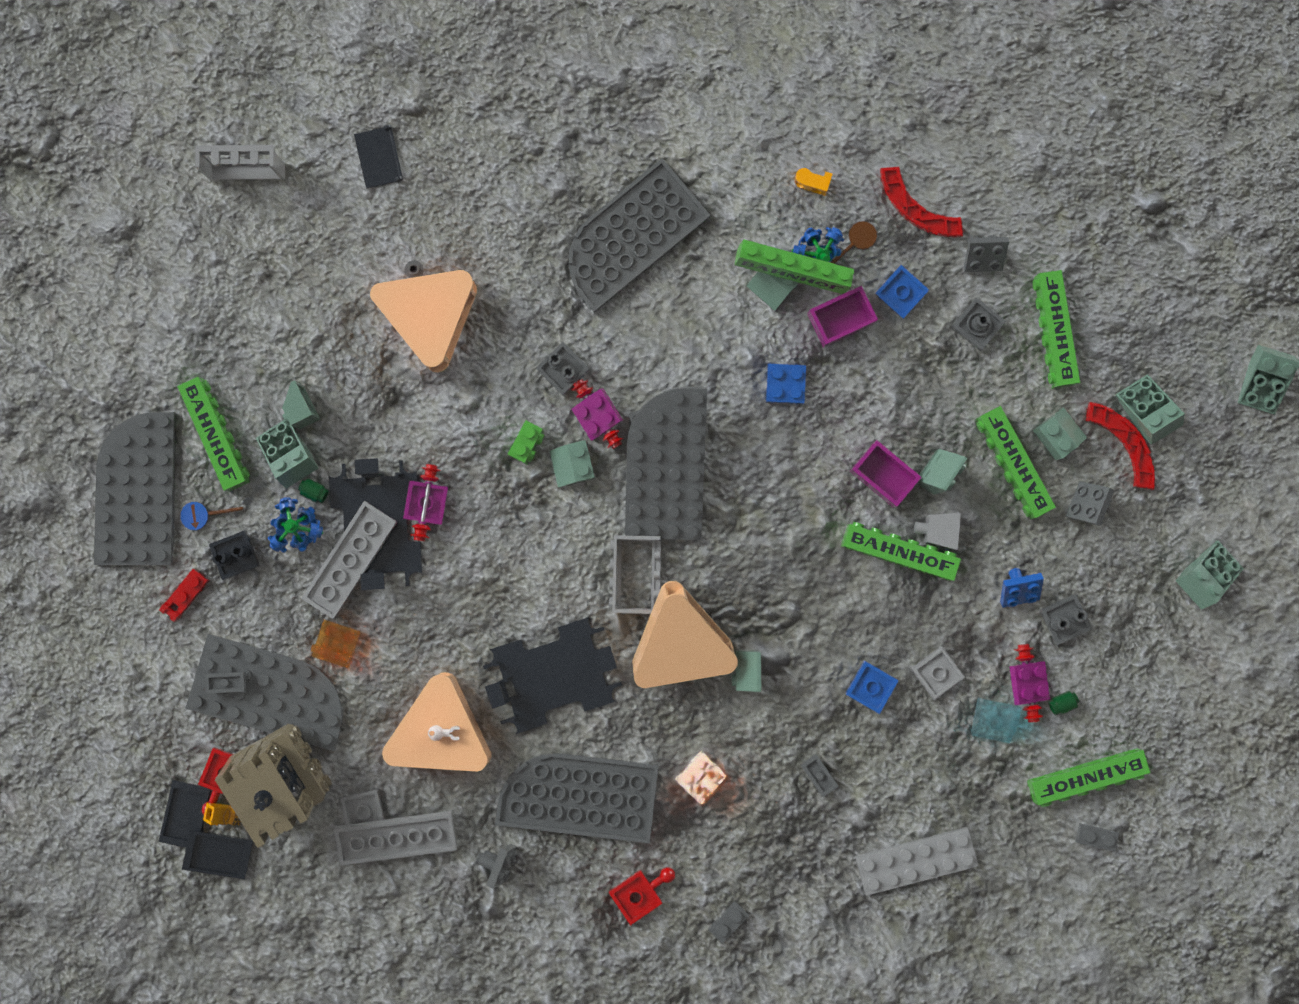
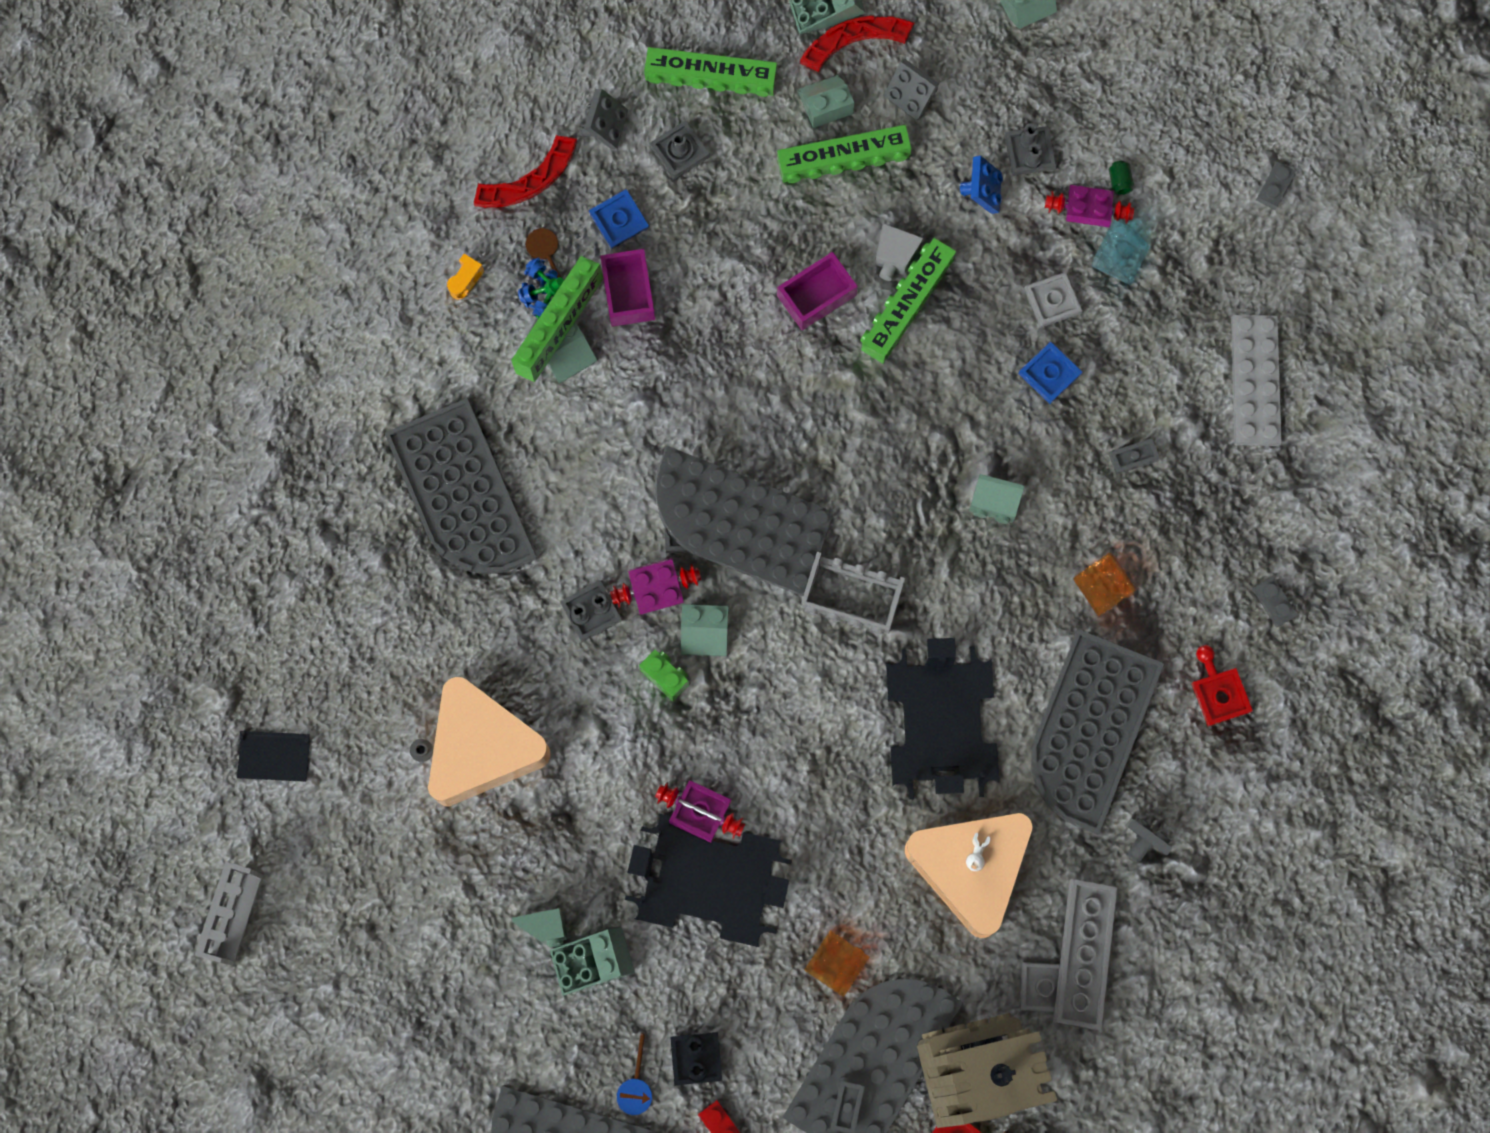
camera: 70 degrees left, 10 degrees down
(214, 434) = (543, 1042): bright green brick -> none
(285, 525) = (676, 960): blue plant -> none
(313, 491) = (647, 941): dark green brick -> none
(349, 559) = (742, 919): light grey plate -> none
(680, 642) = (944, 562): light nougat brick -> none
(786, 383) = (683, 371): blue plate -> none
(941, 470) = (832, 228): sand green slope -> none
(1088, 776) = (1208, 175): bright green brick -> none

